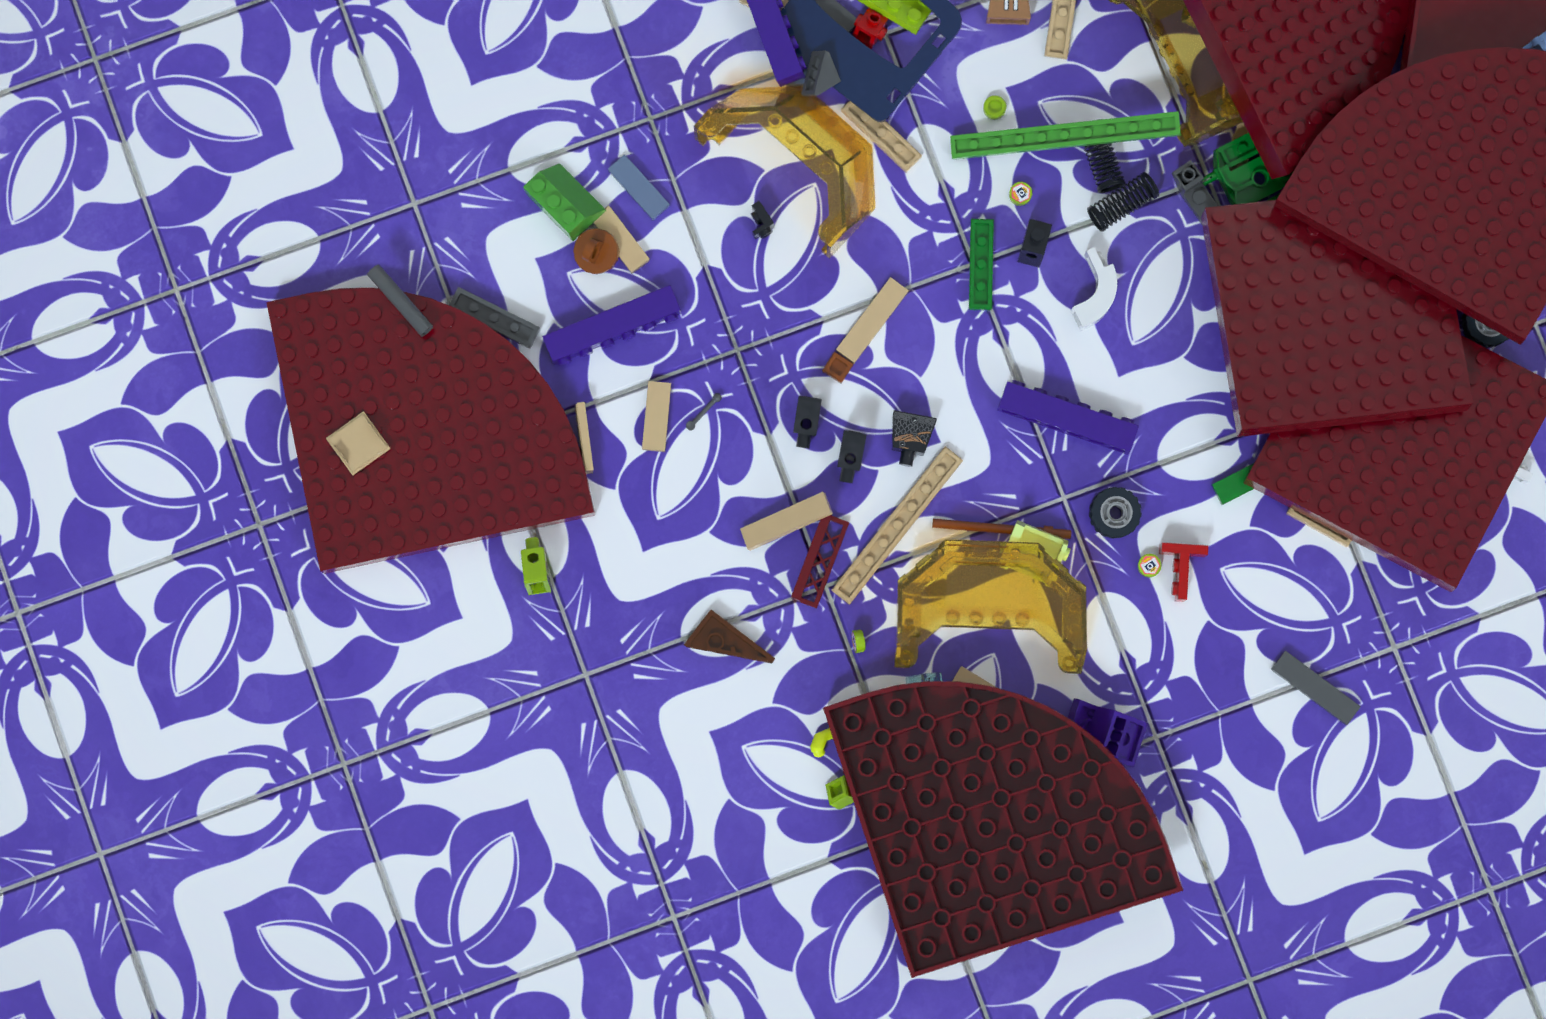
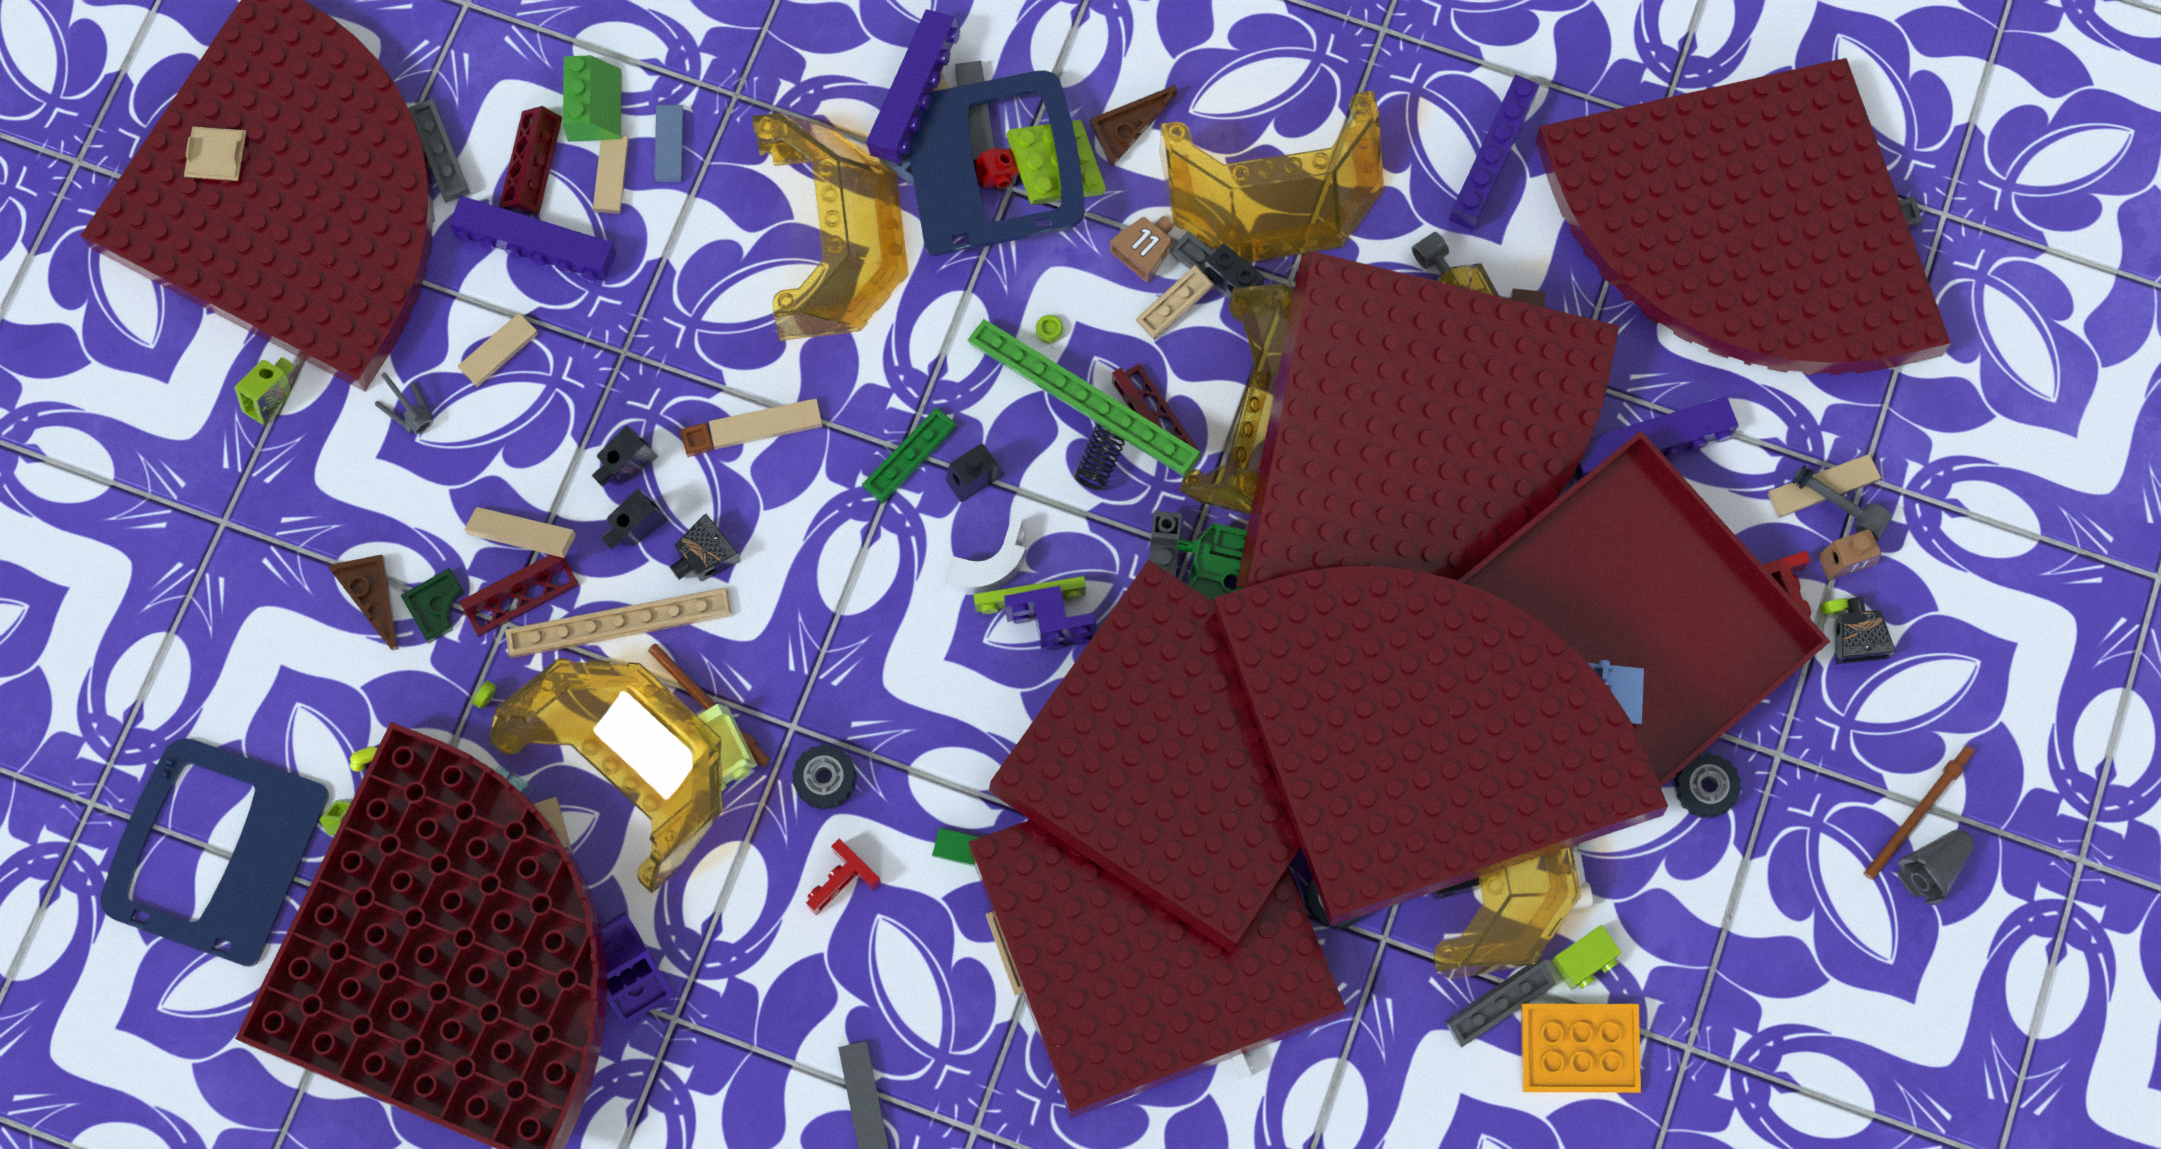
camera: 40 degrees right, 10 degrees down
(400, 300) = (364, 62): dark grey piece -> none
(562, 271) = (534, 160): none -> dark red fence
(583, 434) = (416, 314): tan tile -> none
(596, 251) = (579, 165): dark orange tile -> none
(648, 503) = (415, 418): none -> dark grey plant
(691, 424) = (521, 383): dark grey hinge -> none
(761, 216) = (749, 258): black bracket -> none
(769, 613) = (432, 604): none -> dark green tile
(818, 865) = (260, 868): none -> dark blue door
(820, 74) = (913, 170): dark grey slope -> none
(884, 137) = (926, 277): tan tile -> none
(1020, 193) = (1002, 422): tile -> none
(1068, 417) = (860, 655): dark purple brick -> none
(1095, 111) = (1134, 400): none -> dark red fence
(1100, 215) = (1051, 509): black piece -> none
(1149, 565) = (813, 853): tile -> none
(1159, 267) = (991, 601): none -> lime plate
(1168, 295) = (1050, 618): none -> dark purple bracket

